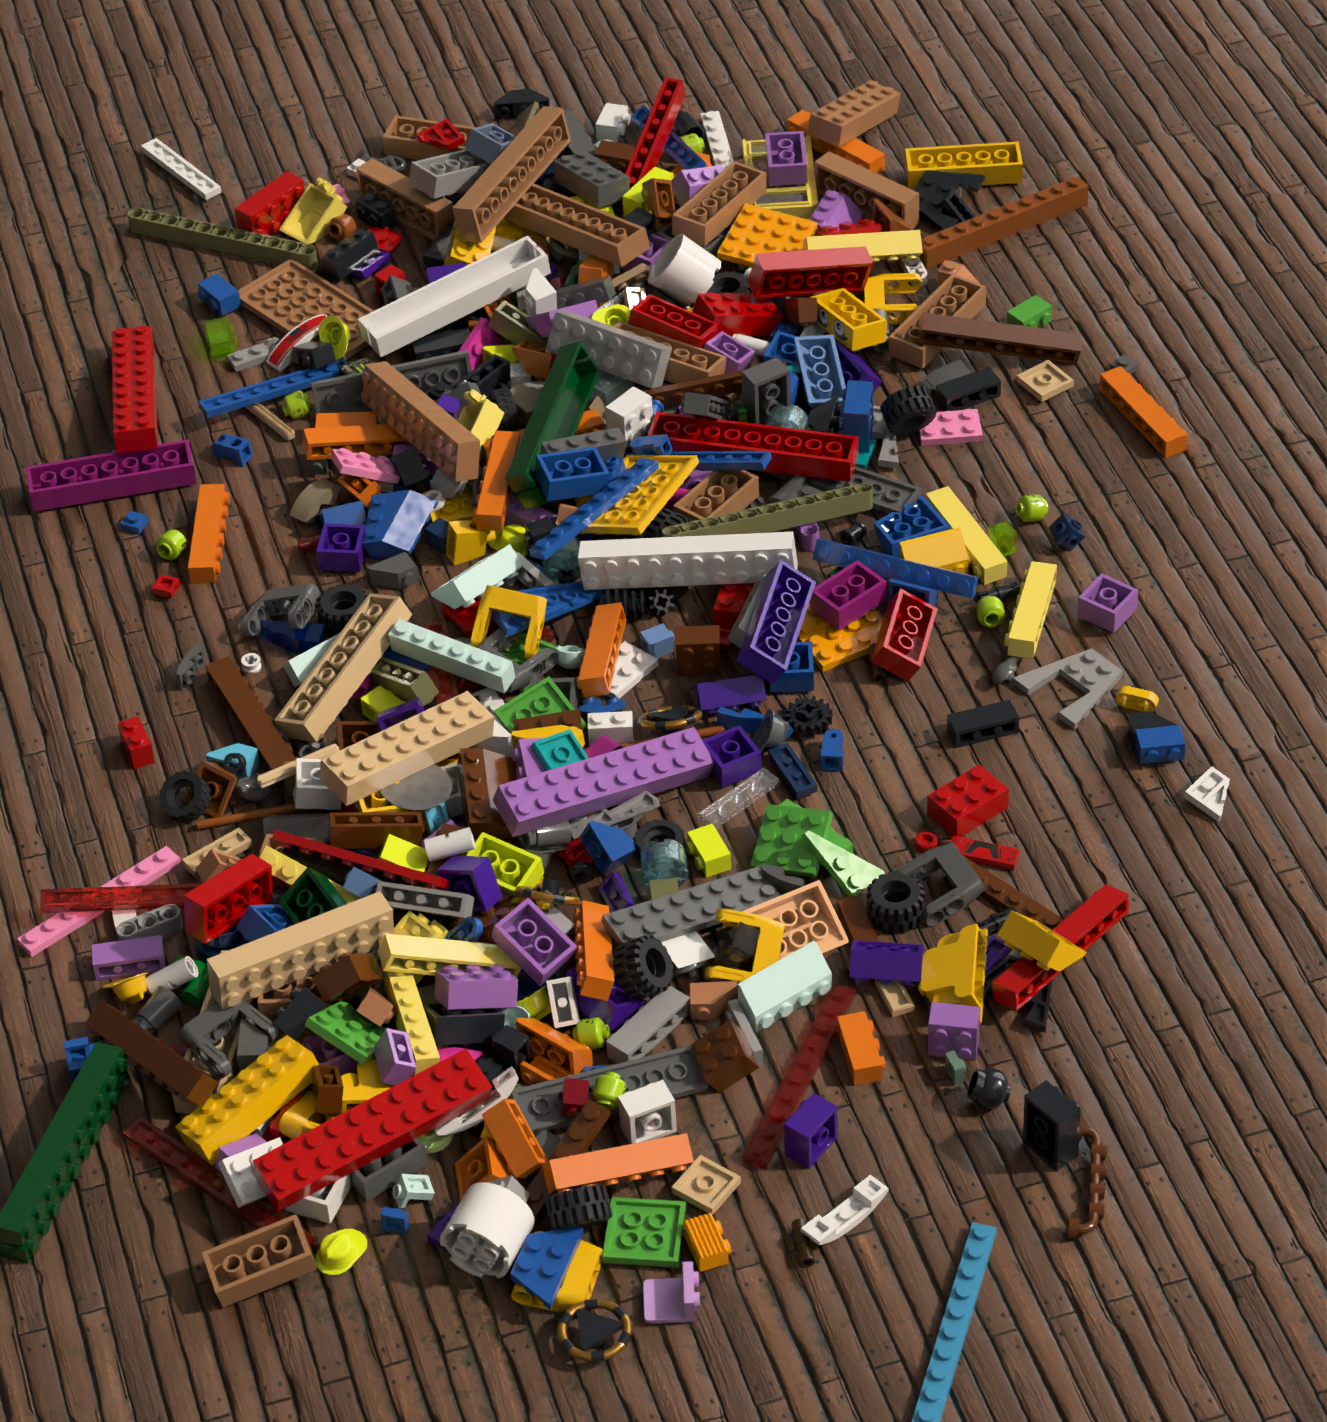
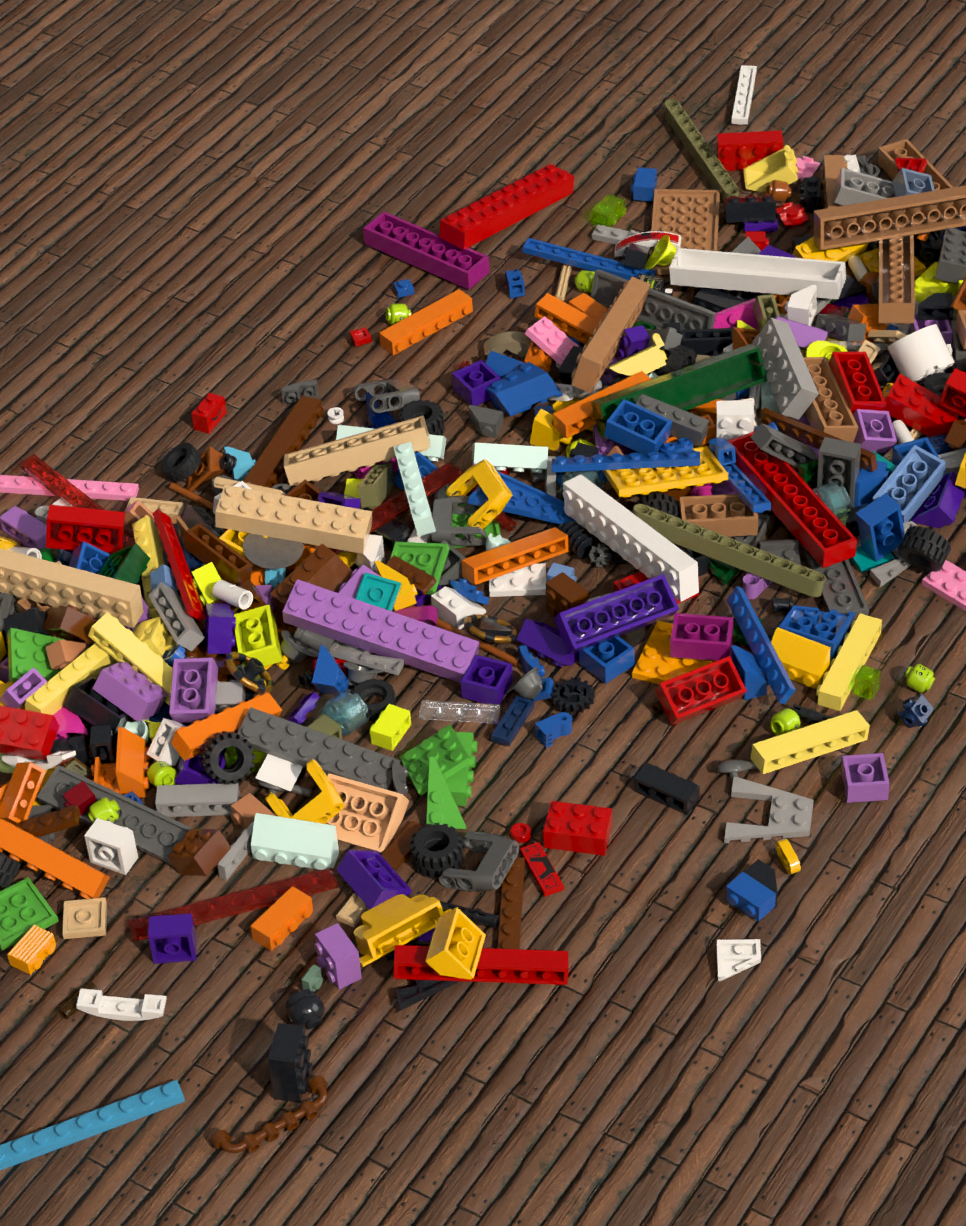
camera: 50 degrees right, 0 degrees up
(736, 946) = (301, 793): clear smoke brick -> none

